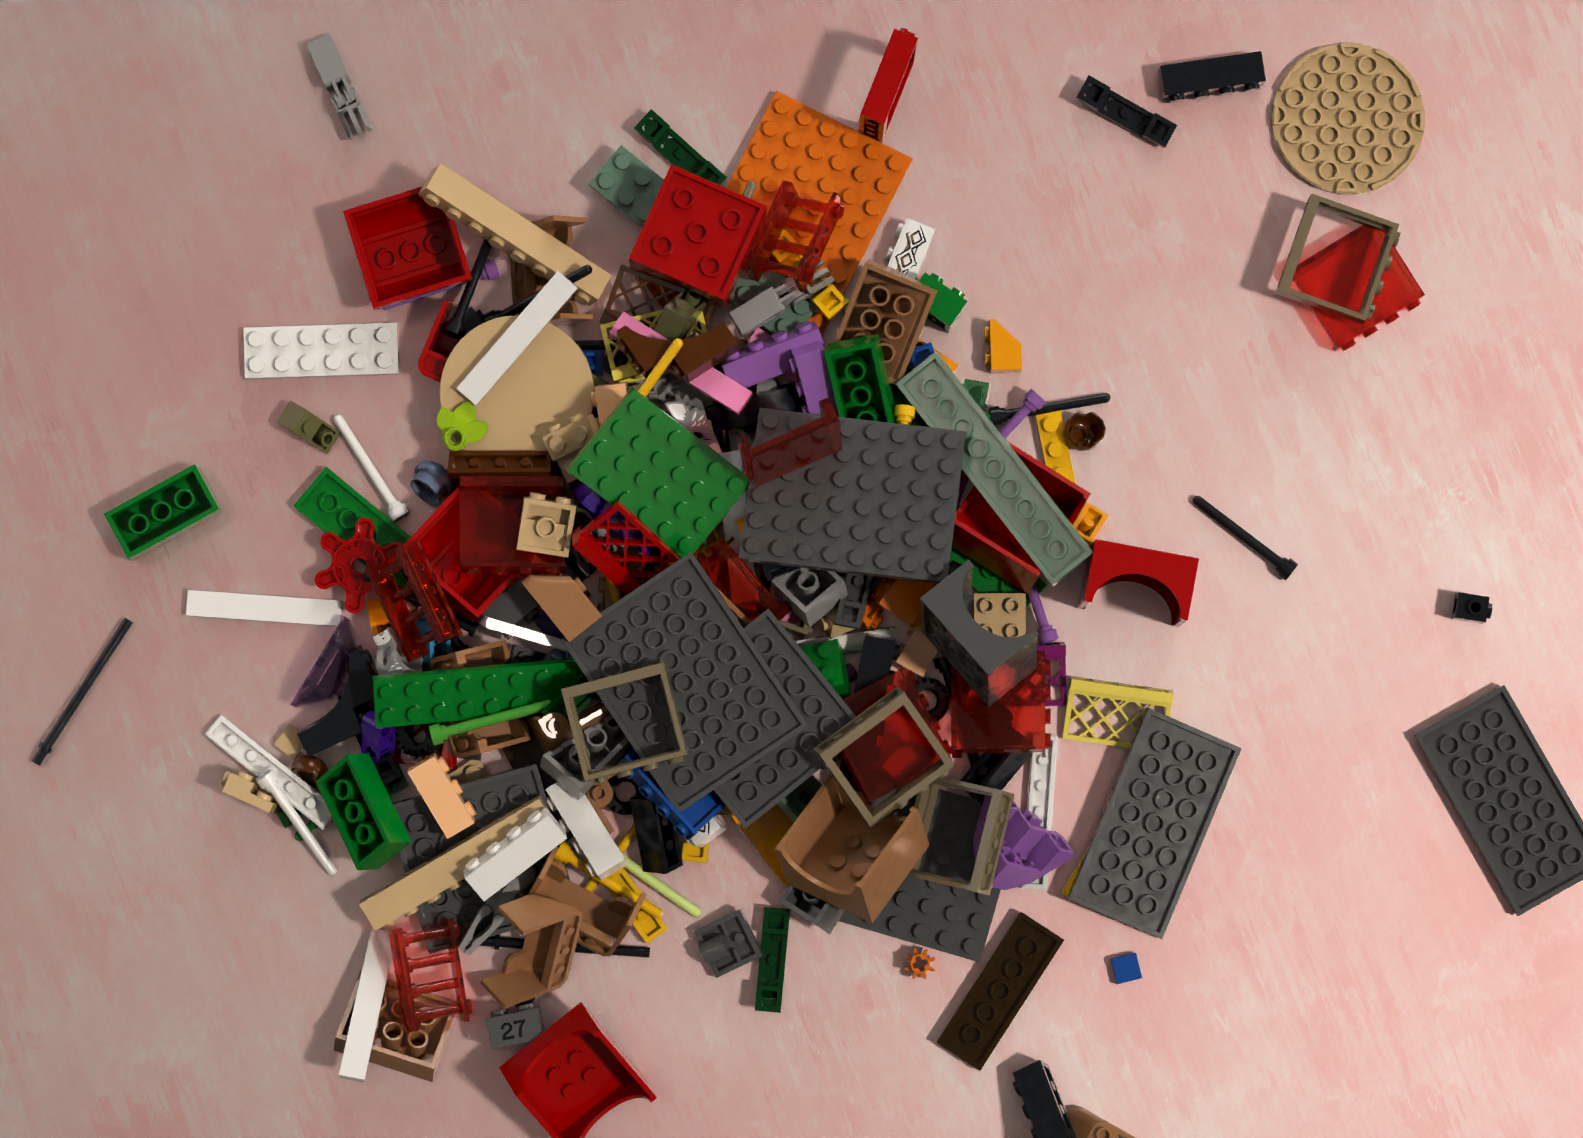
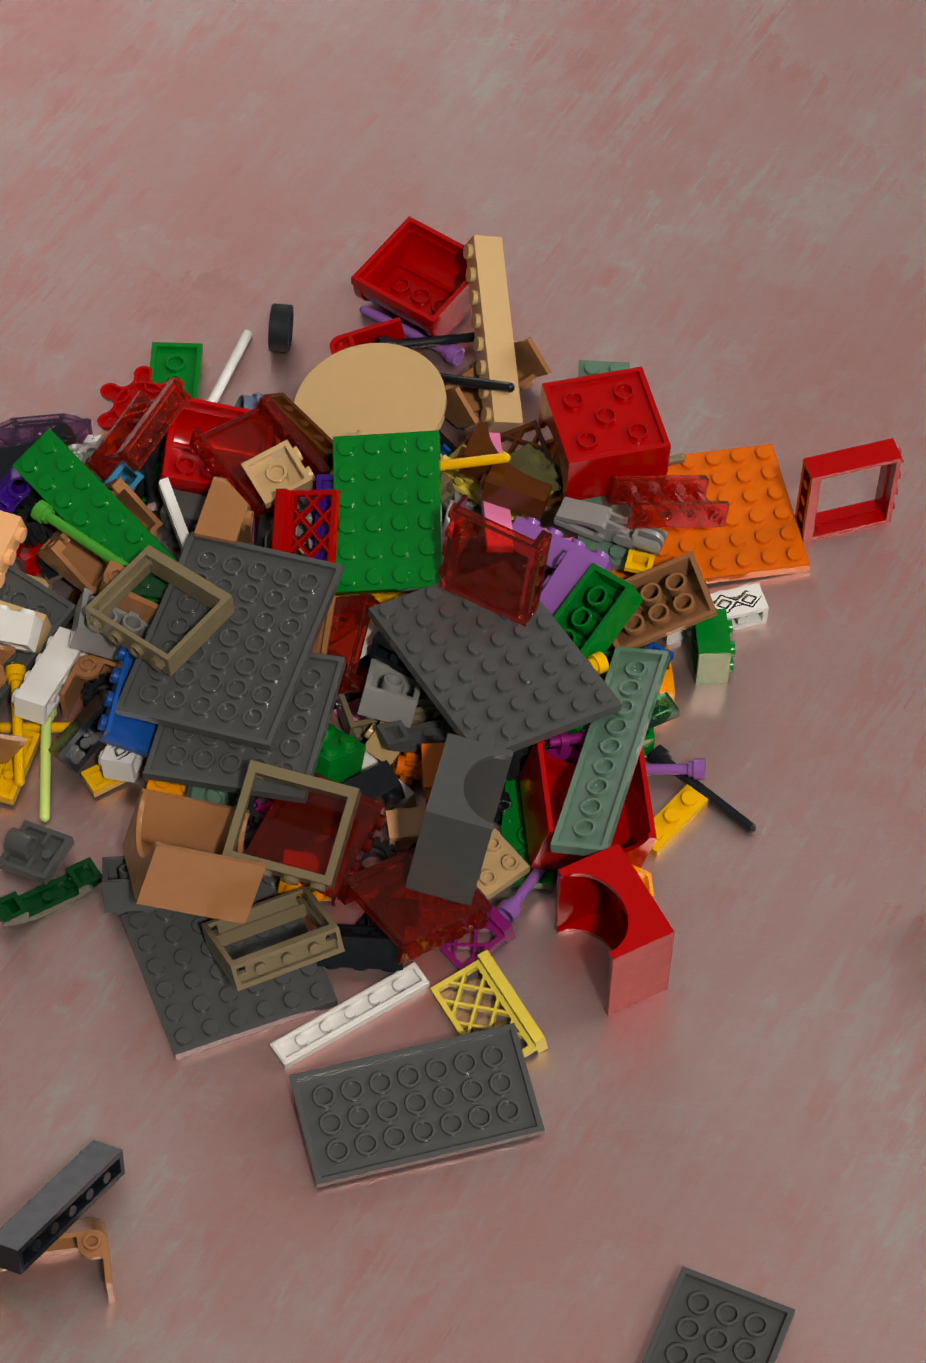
camera: 50 degrees right, 30 degrees down
(163, 512) = (75, 266): green brick -> none
(263, 608) = (51, 373): white tile -> none
(308, 427) = (223, 317): olive slope -> none
(321, 351) = (282, 281): white plate -> none
(333, 76) = (511, 173): light grey arm -> none
(363, 393) = (280, 327): none -> black tyre
(462, 422) = (311, 386): lime plate -> none
(517, 338) = (412, 370): white tile -> none
(676, 149) = (663, 390): dark green slope -> none
(926, 967) = (135, 1007): orange gear -> none
(1000, 991) = (161, 1088): dark brown plate -> none
(1004, 350) = (716, 726): light orange slope -> none
(1026, 849) = (303, 1006): medium lavender brick -> none
(1084, 431) = (706, 825): reddish brown hair -> none
(1126, 968) = (266, 1178): blue tile -> none
(1283, 566) = (735, 1059): black piece -> none
(1471, 608) = (838, 1233): black brick -> none

